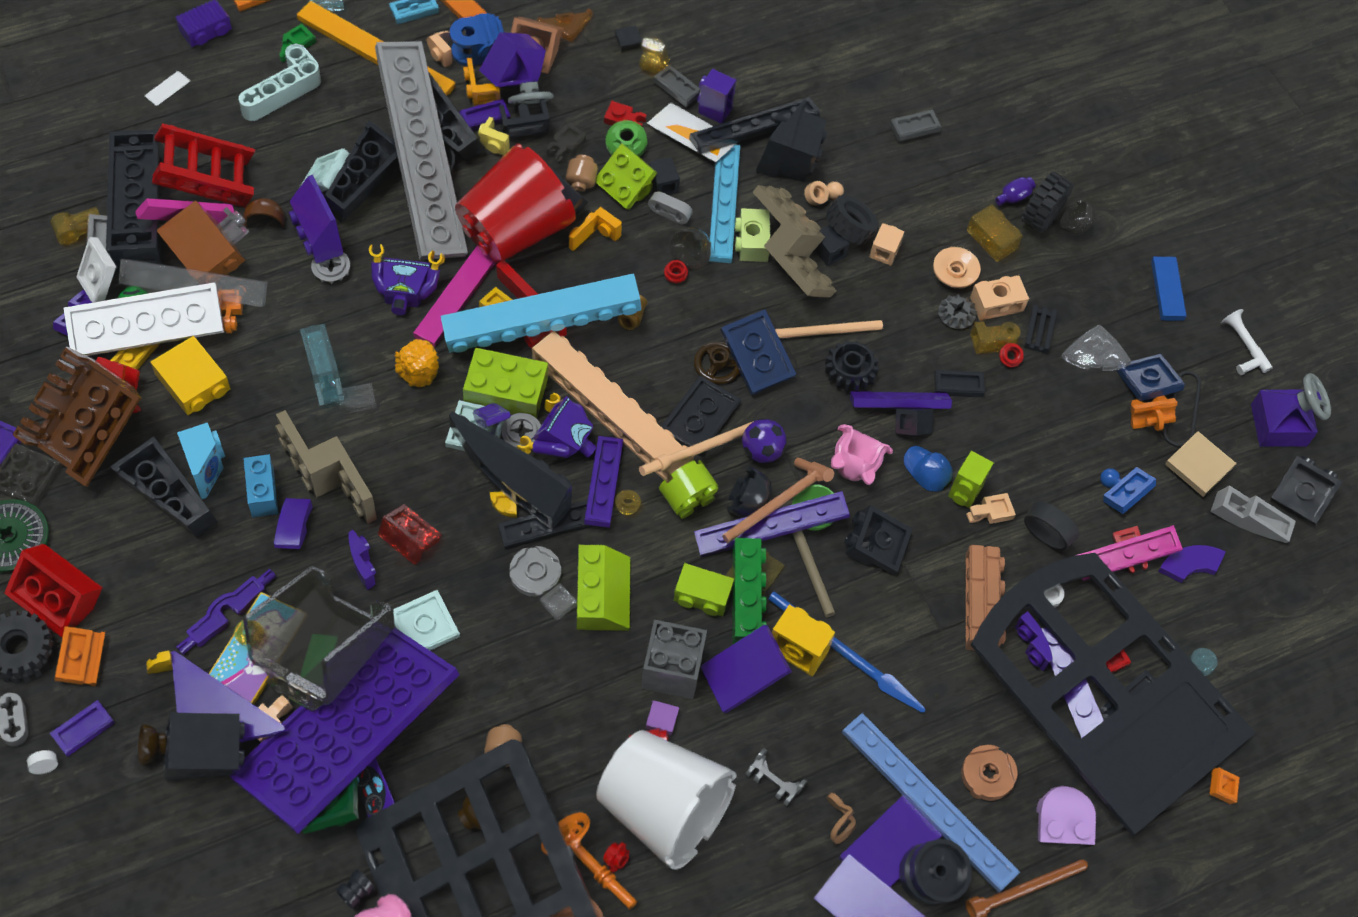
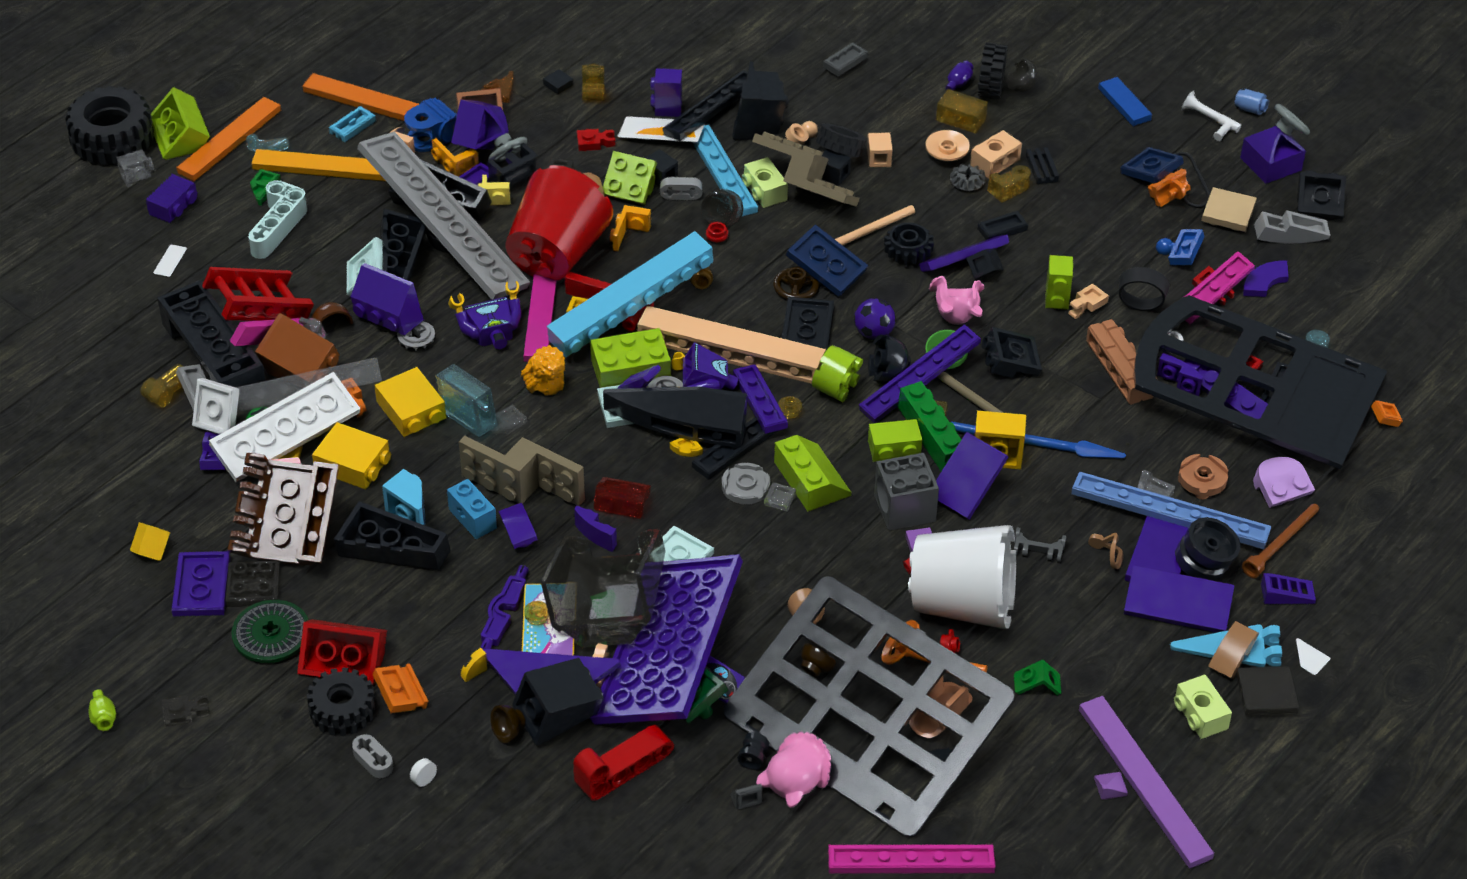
camera: 20 degrees left, 15 degrees down
(82, 728) = (438, 738): dark purple tile -> none
(224, 842) = (614, 768): none -> red beam
(278, 339) = (410, 401): none -> yellow brick
(637, 144) = (600, 157): bright green piece -> none
(664, 462) = (808, 356): light nougat bar -> none
(677, 85) = (625, 100): dark grey plate -> none
(815, 473) = (929, 323): nougat bar -> none
(928, 468) = (1019, 293): blue piece -> none
(931, 764) = (1149, 483): none -> clear tile
(1016, 350) = (1032, 185): red plate -> none
(1097, 349) = (1098, 161): clear brick -> none
(1298, 344) = (1251, 101): none -> medium blue brick

